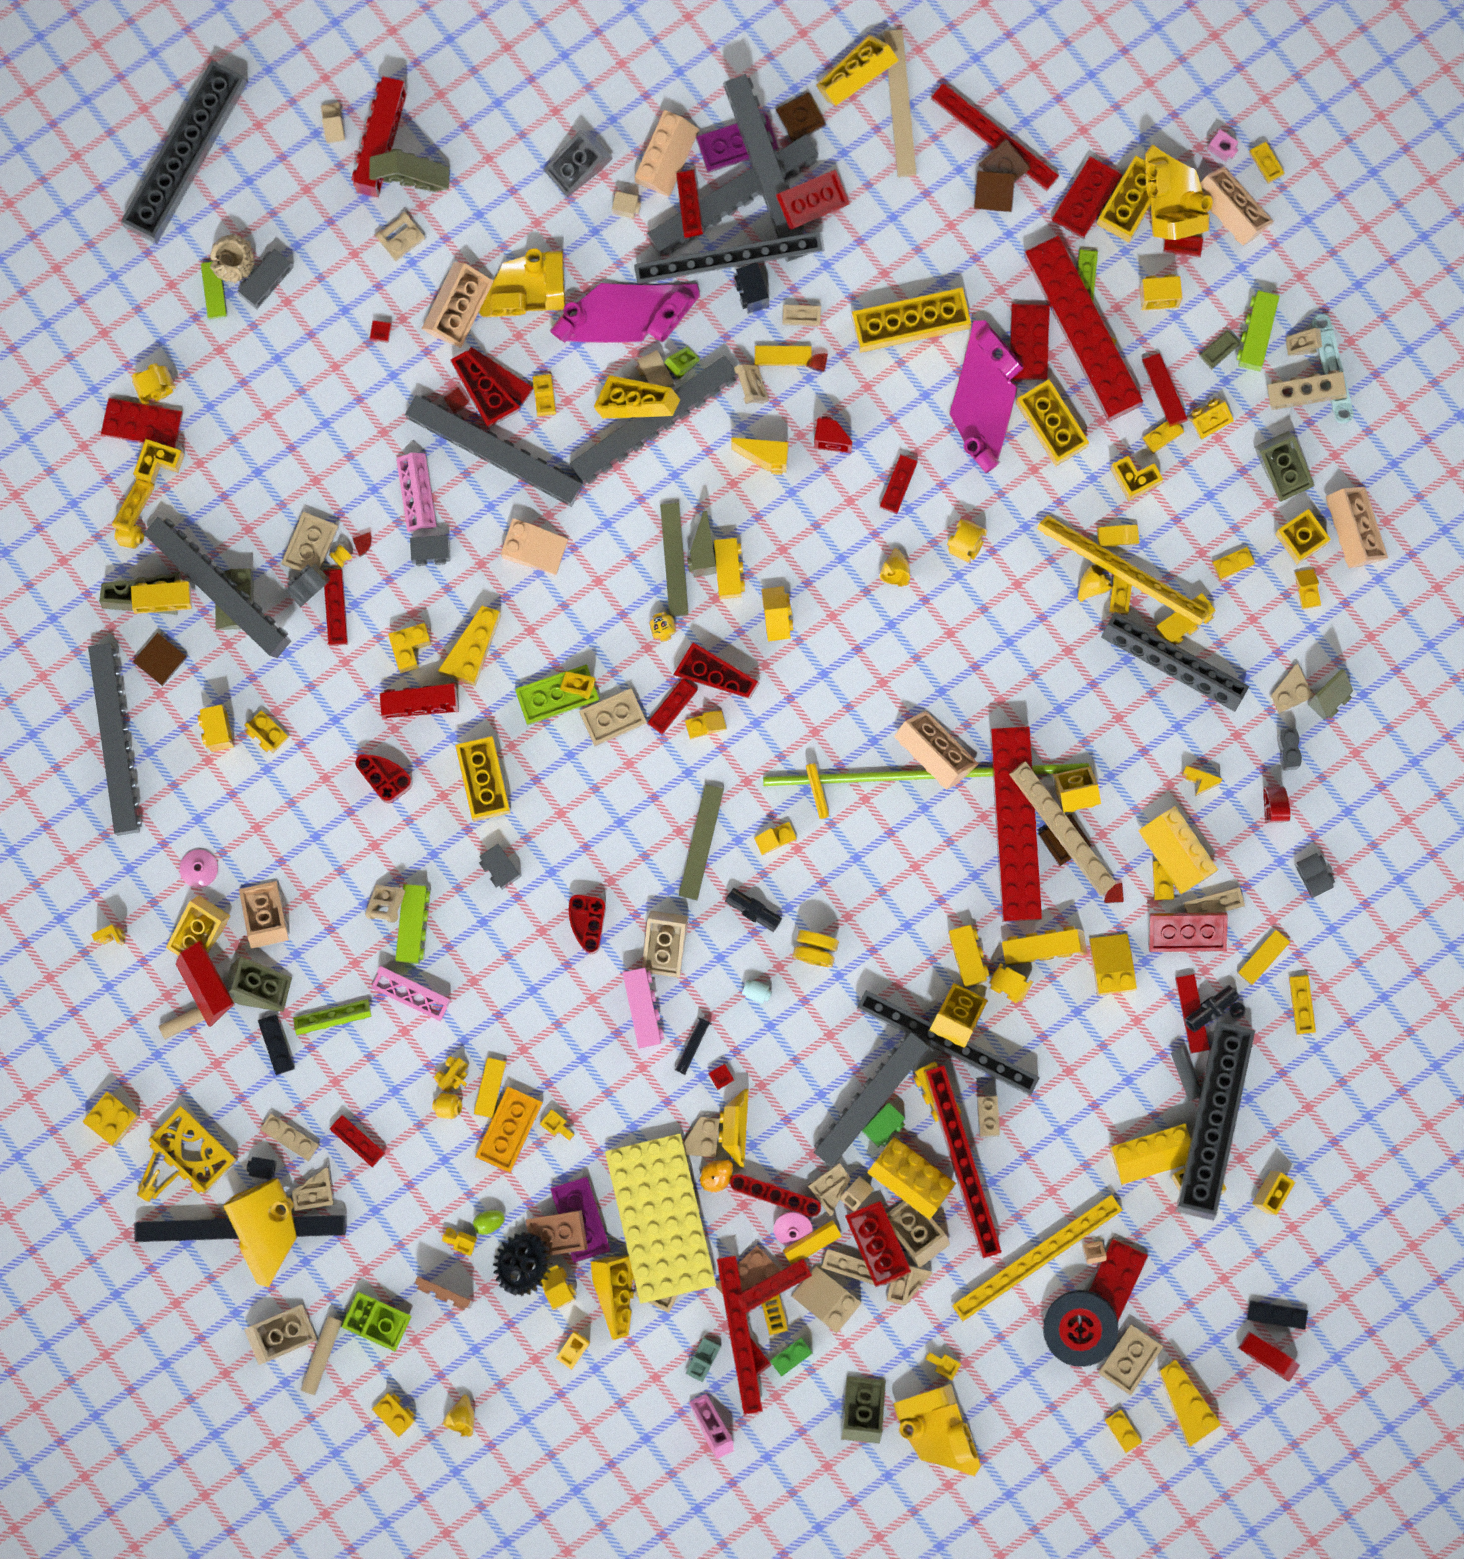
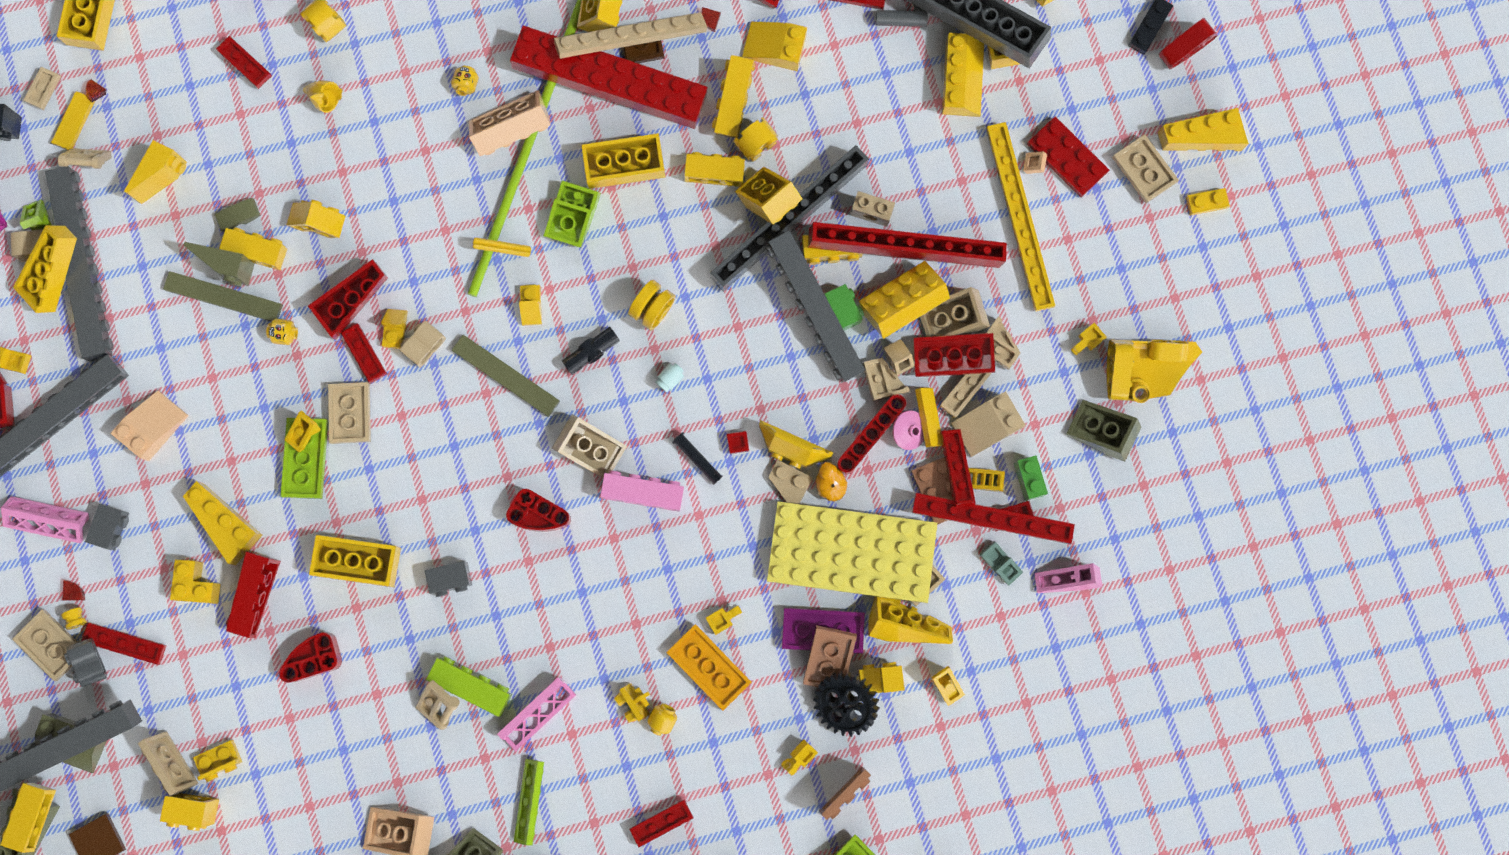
camera: 75 degrees left, 0 degrees up
(248, 692) = (167, 763): none -> tan plate
(461, 1417) = (972, 822): yellow hat -> none
(488, 1221) = (791, 721): lime animal -> none
(490, 1087) = (660, 670): yellow tile -> none
(700, 756) = (422, 343): none -> tan brick
(754, 540) = (237, 214): none -> olive slope
(831, 436) = (169, 101): red slope -> none
(874, 841) = (572, 214): none -> lime slope
(941, 869) = (623, 161): none -> yellow brick
(961, 692) = (464, 80): none -> yellow head
(1103, 1327) = (1115, 185): black wheel -> none

